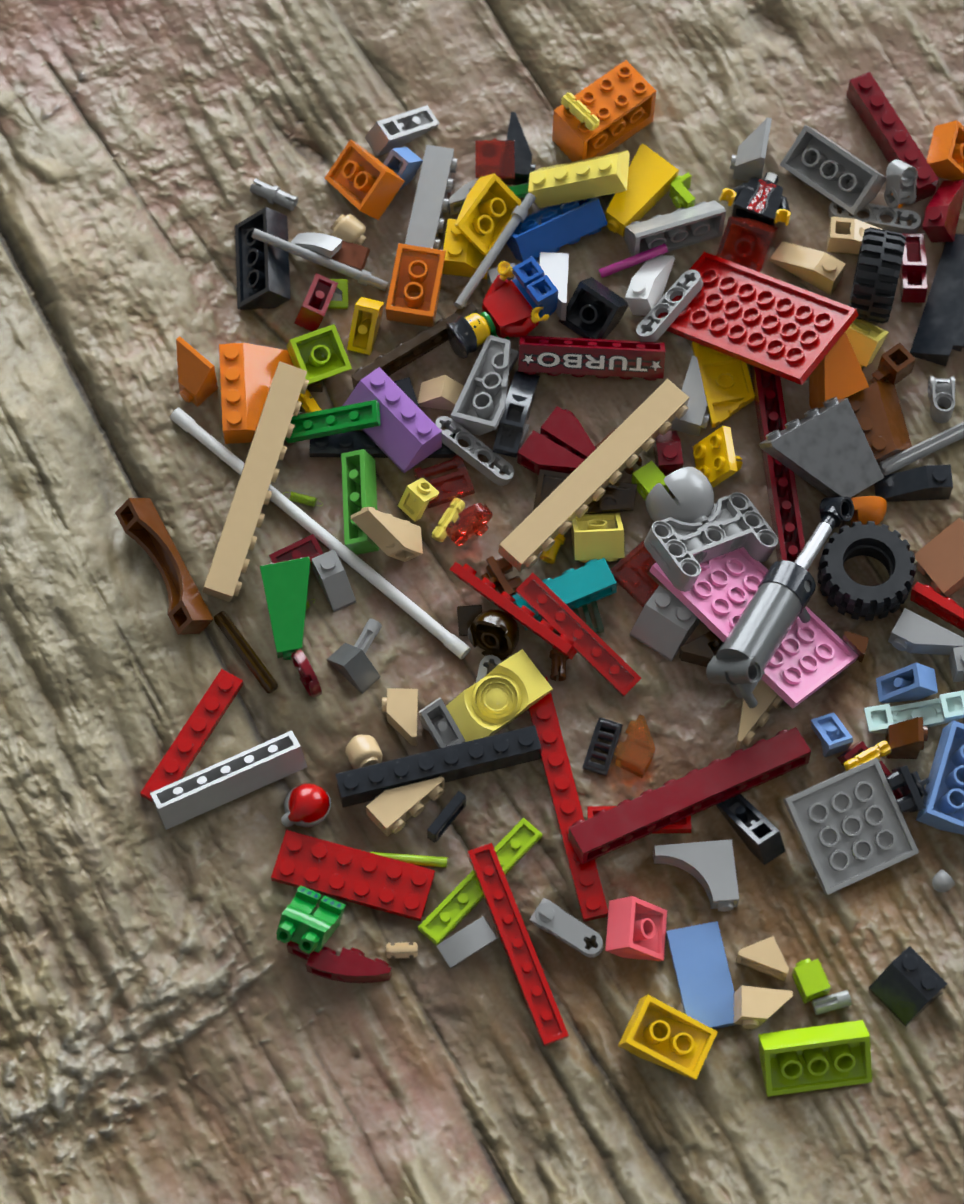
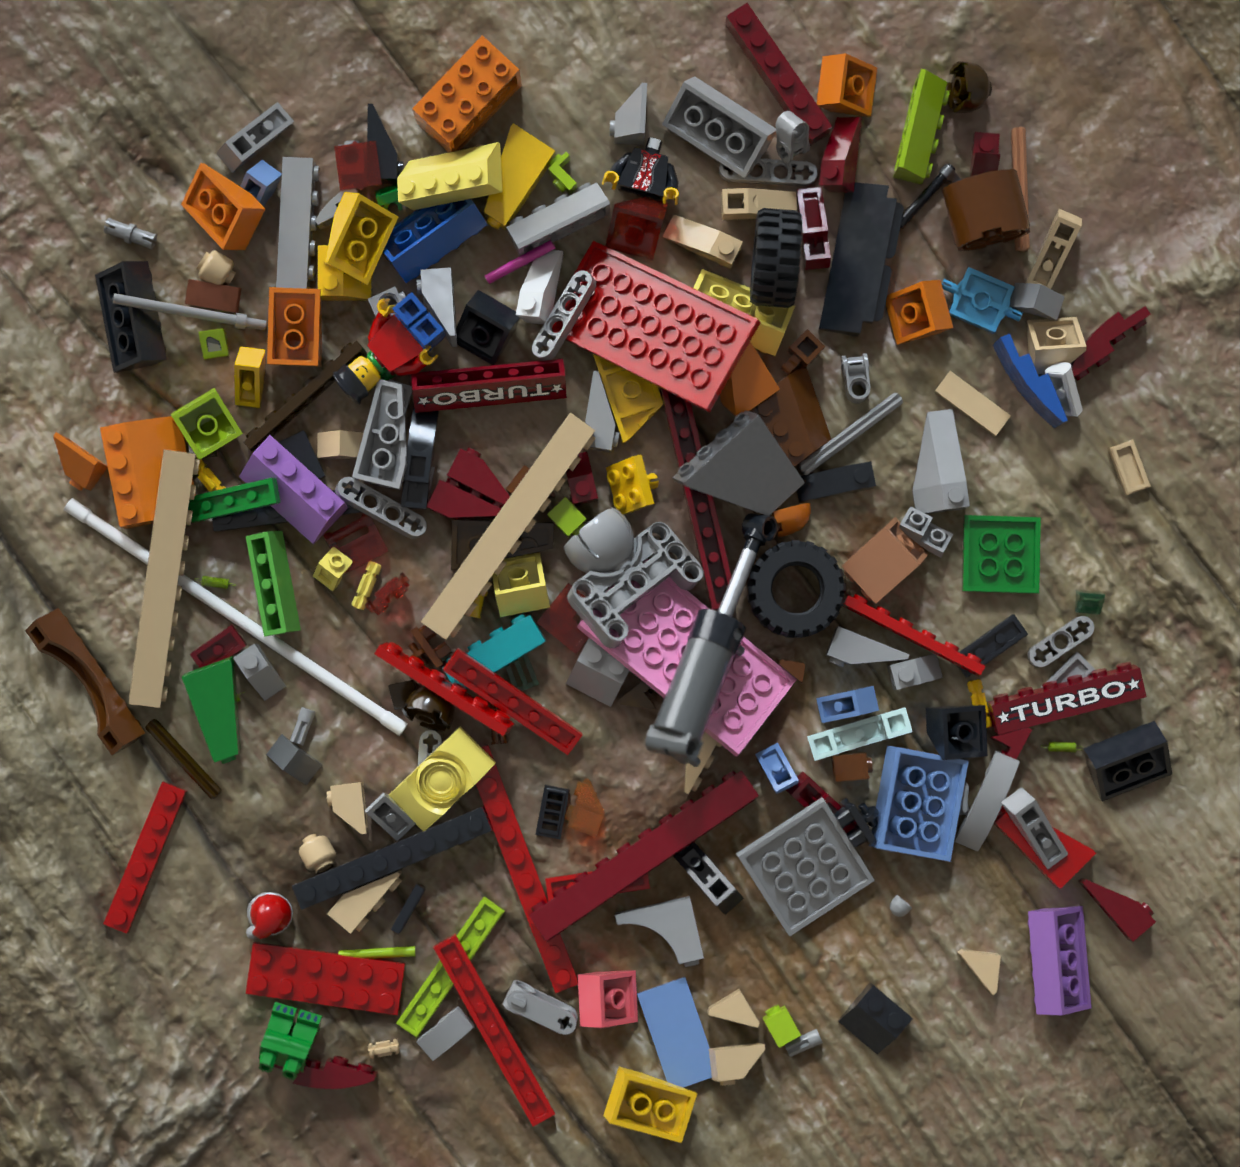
camera: 10 degrees left, 20 degrees up
(228, 780) = (187, 903): light grey brick -> none
(306, 673) = (246, 781): dark red tile -> none
(315, 303) = (194, 360): dark red slope -> none
(319, 243) = (183, 292): slope -> none
(392, 535) = (310, 620): tan slope -> none
(518, 215) = (392, 231): light grey bar -> none
(580, 111) = (440, 111): light yellow axle -> none
(815, 1058) = (793, 1101): lime slope -> none
(880, 750) = (815, 792): yellow axle -> none

